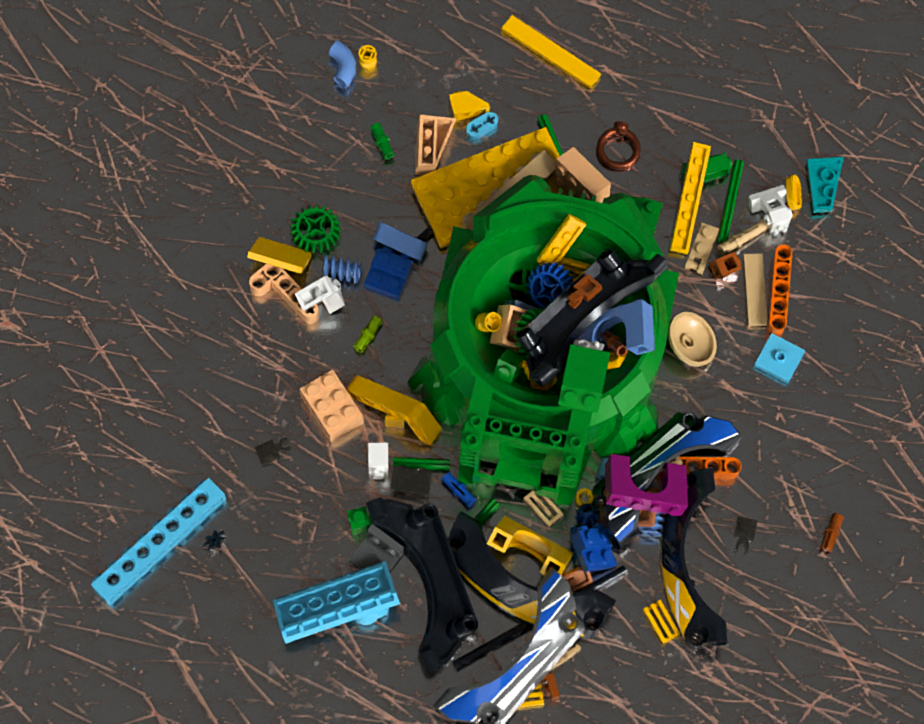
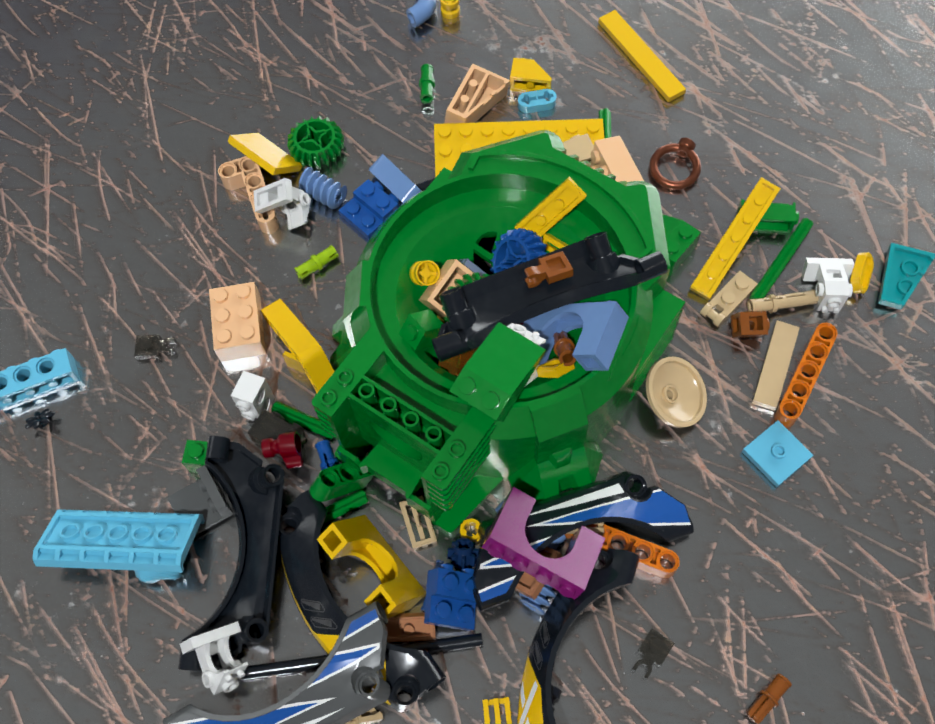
camera: 30 degrees right, 5 degrees down
(428, 487) = (286, 445): none -> dark red piece
(451, 654) = (213, 643): none -> white tile
(477, 498) = (338, 481): none -> green beam

